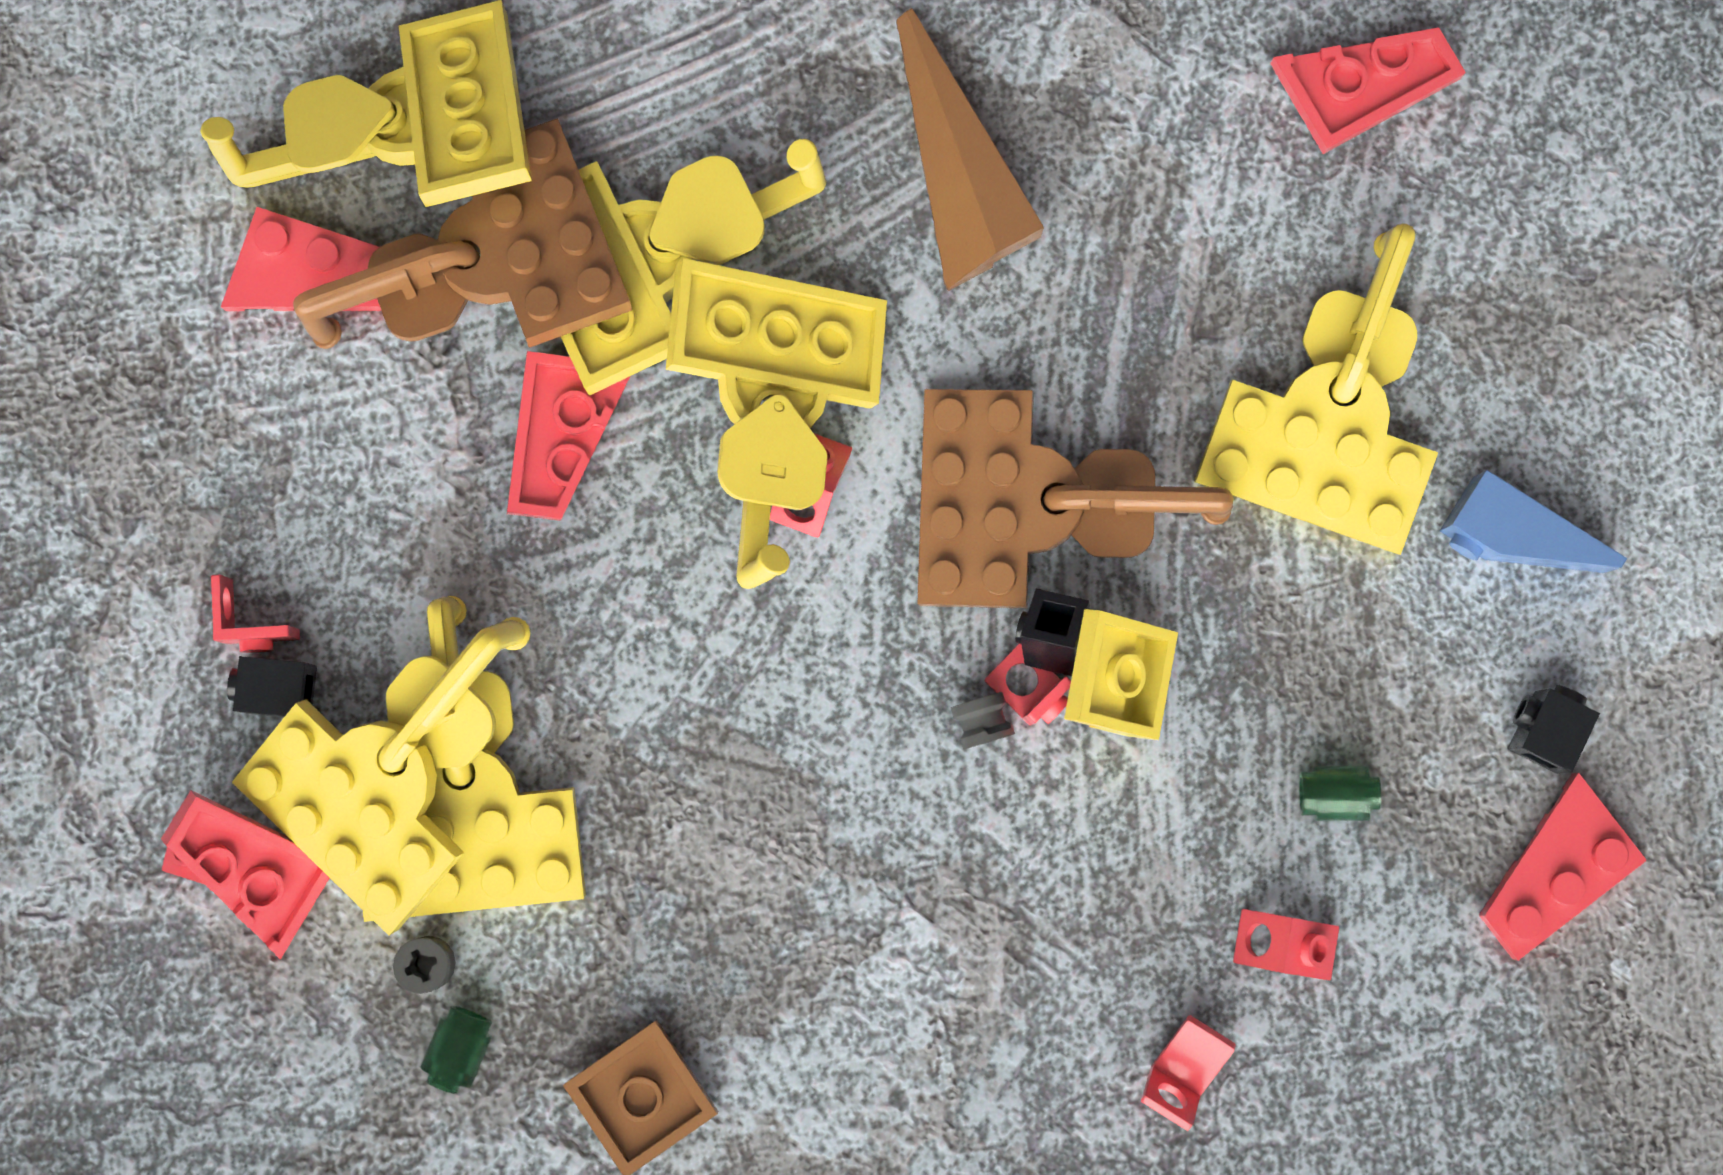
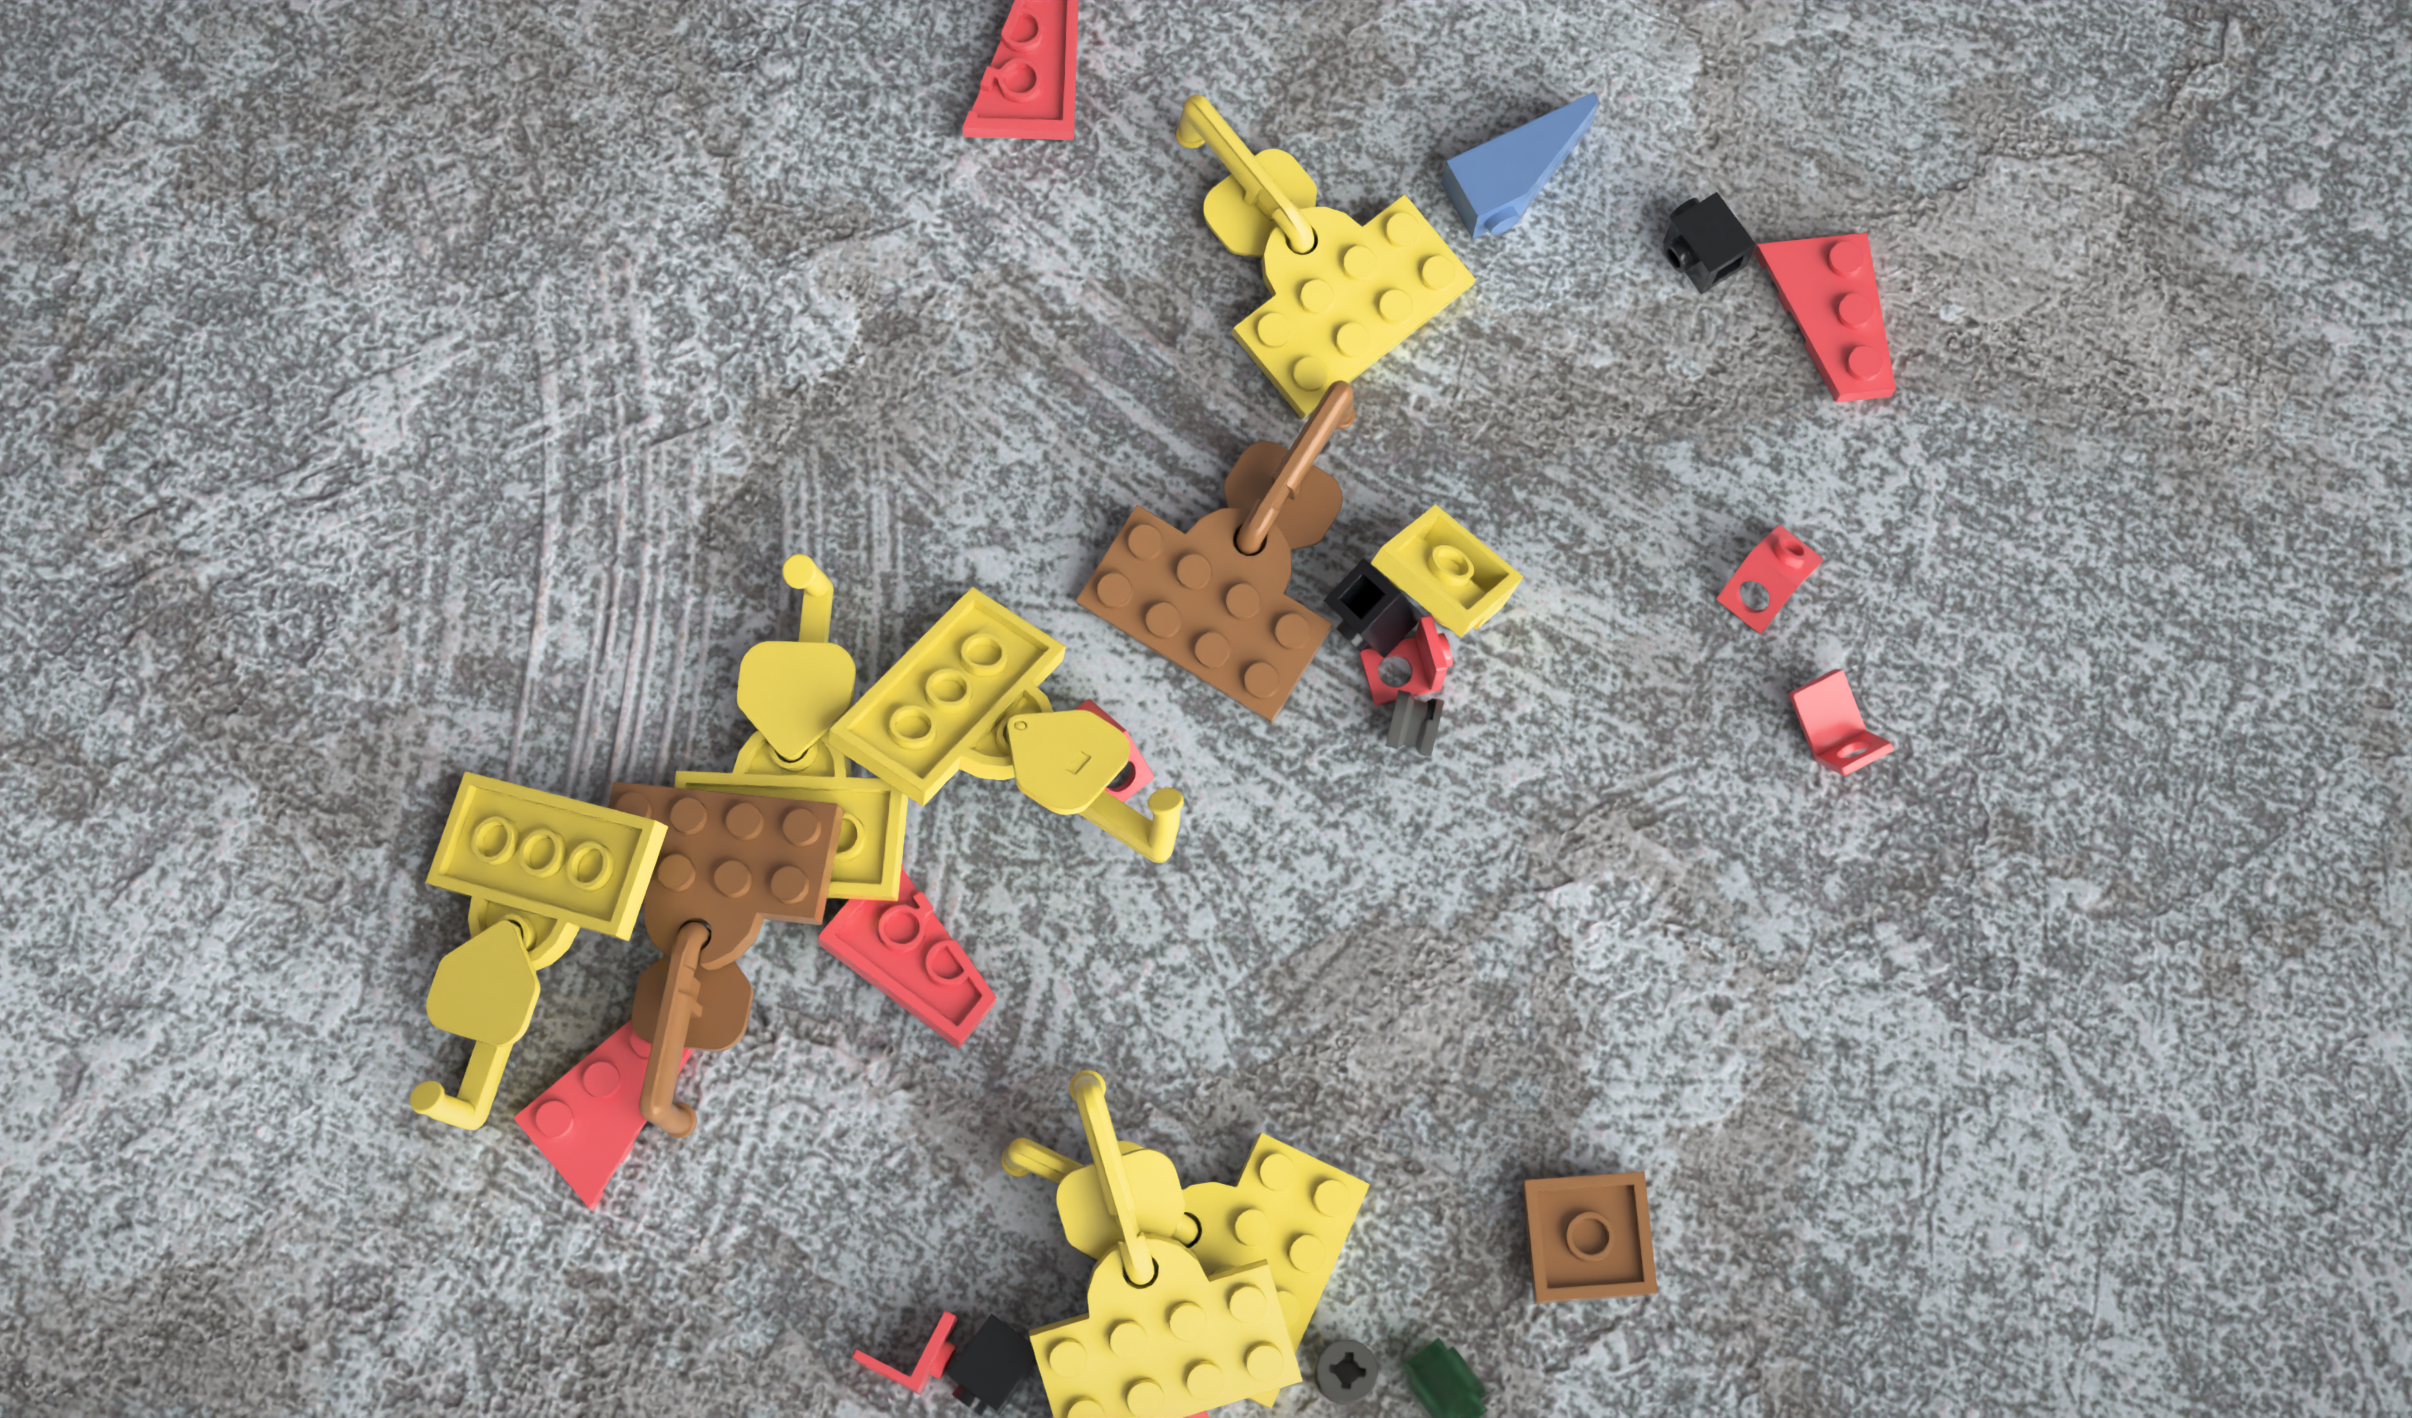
camera: 60 degrees left, 10 degrees down
(970, 189) = (917, 453): medium nougat wedge -> none
(1339, 793) = (1660, 453): clear green brick -> none

